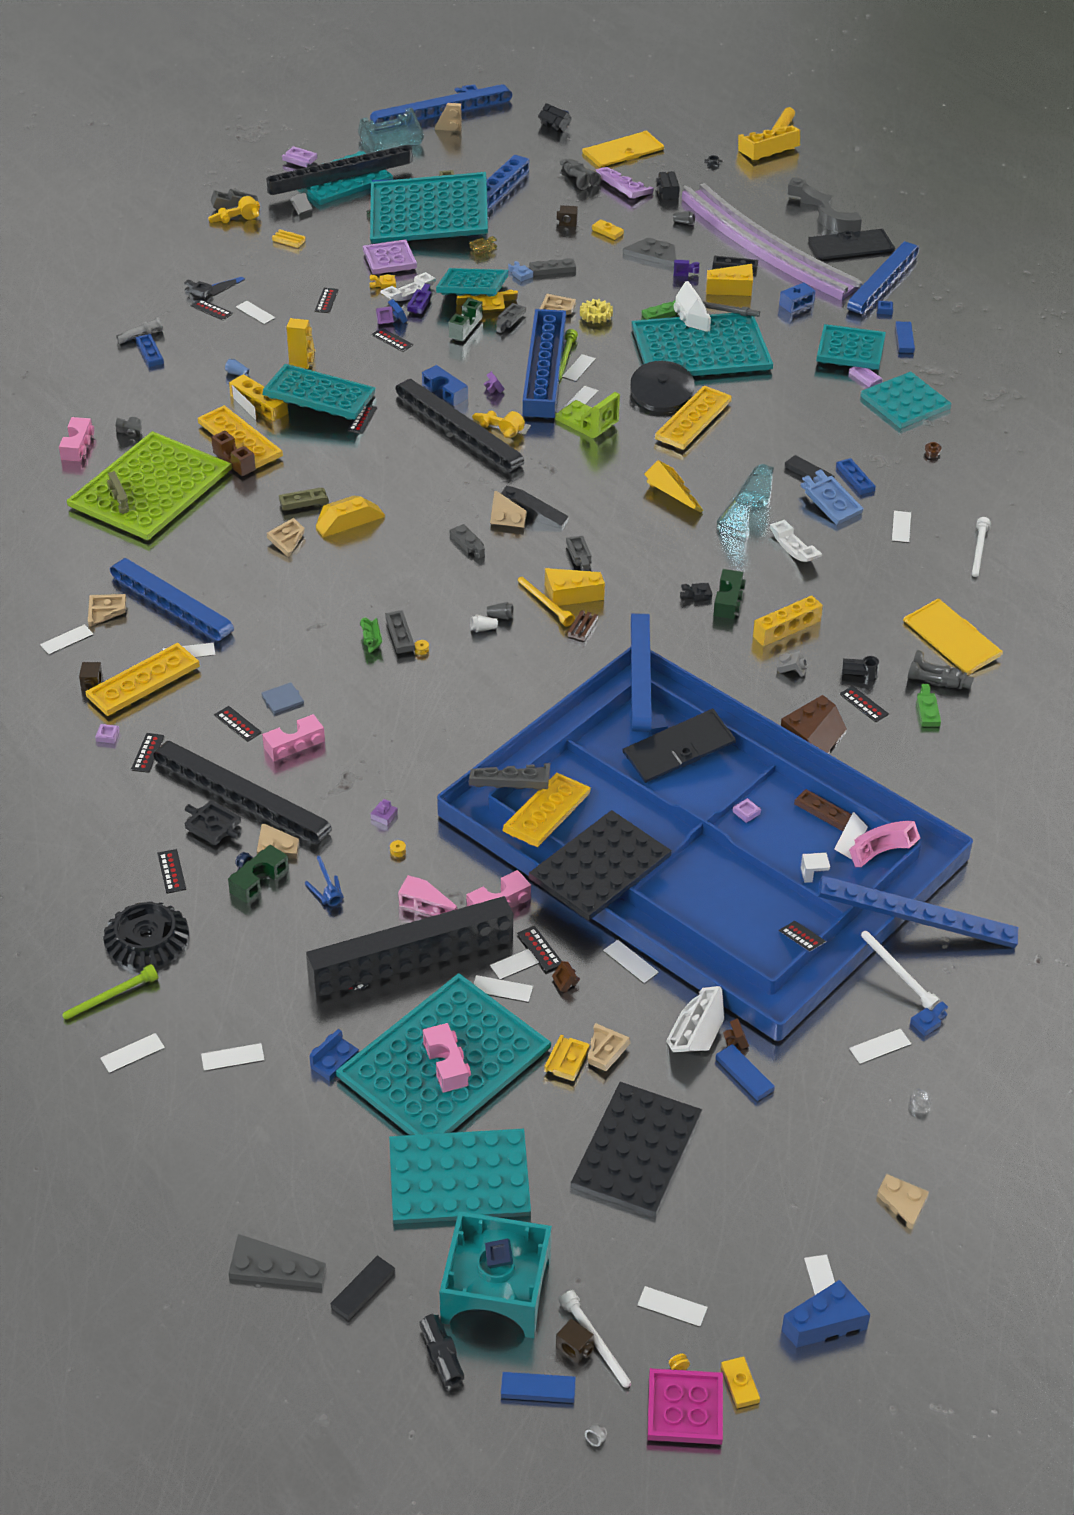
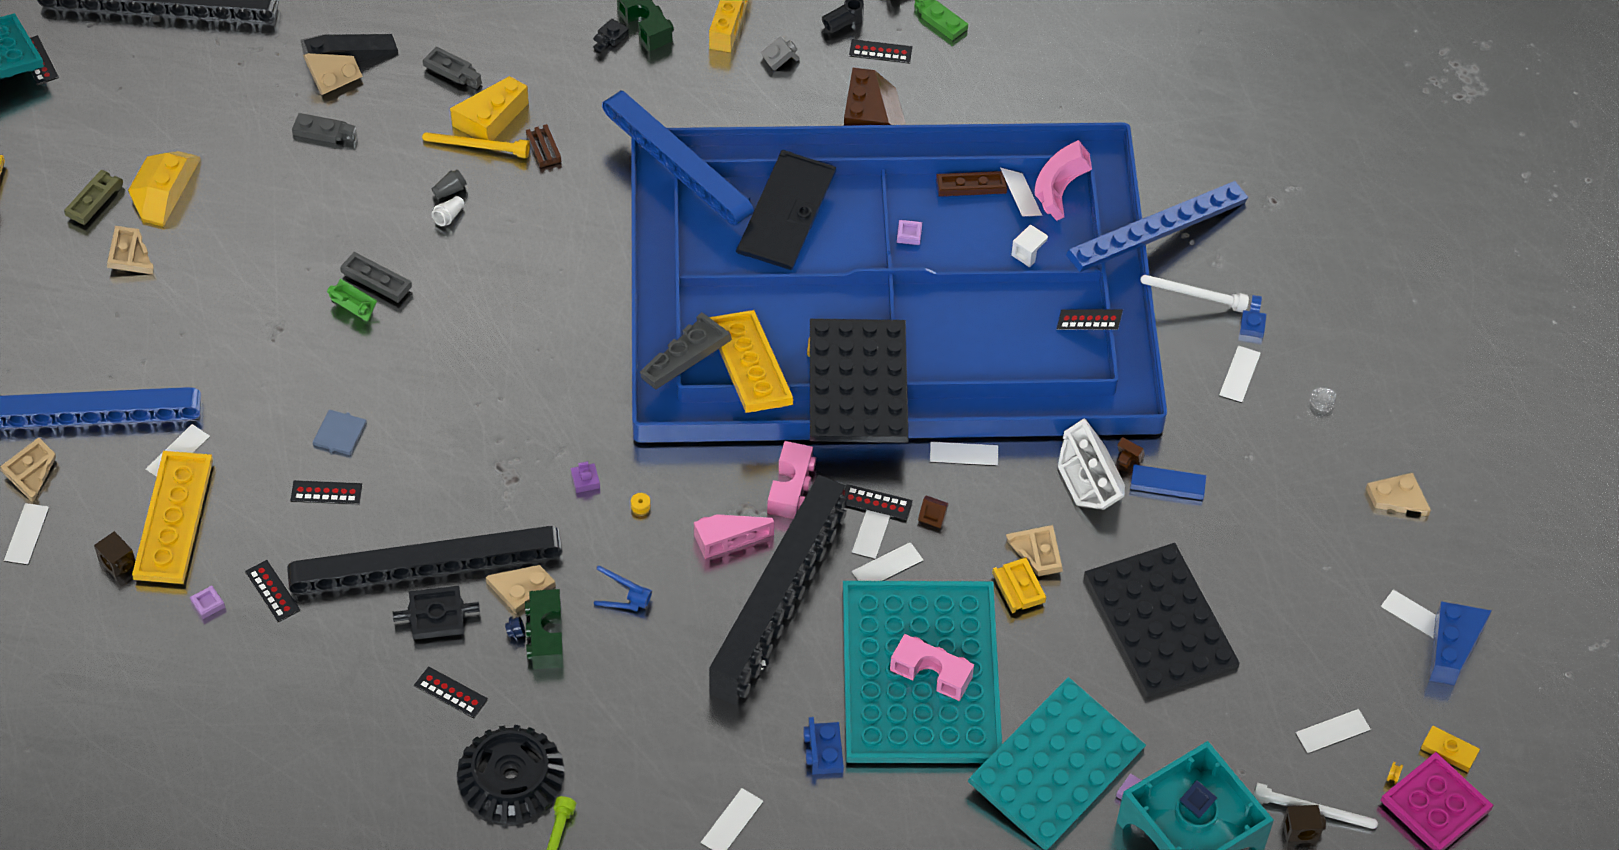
camera: 45 degrees left, 10 degrees up
(280, 745) = (404, 483): bright pink arch -> none
(421, 647) = (416, 276): yellow piece -> none

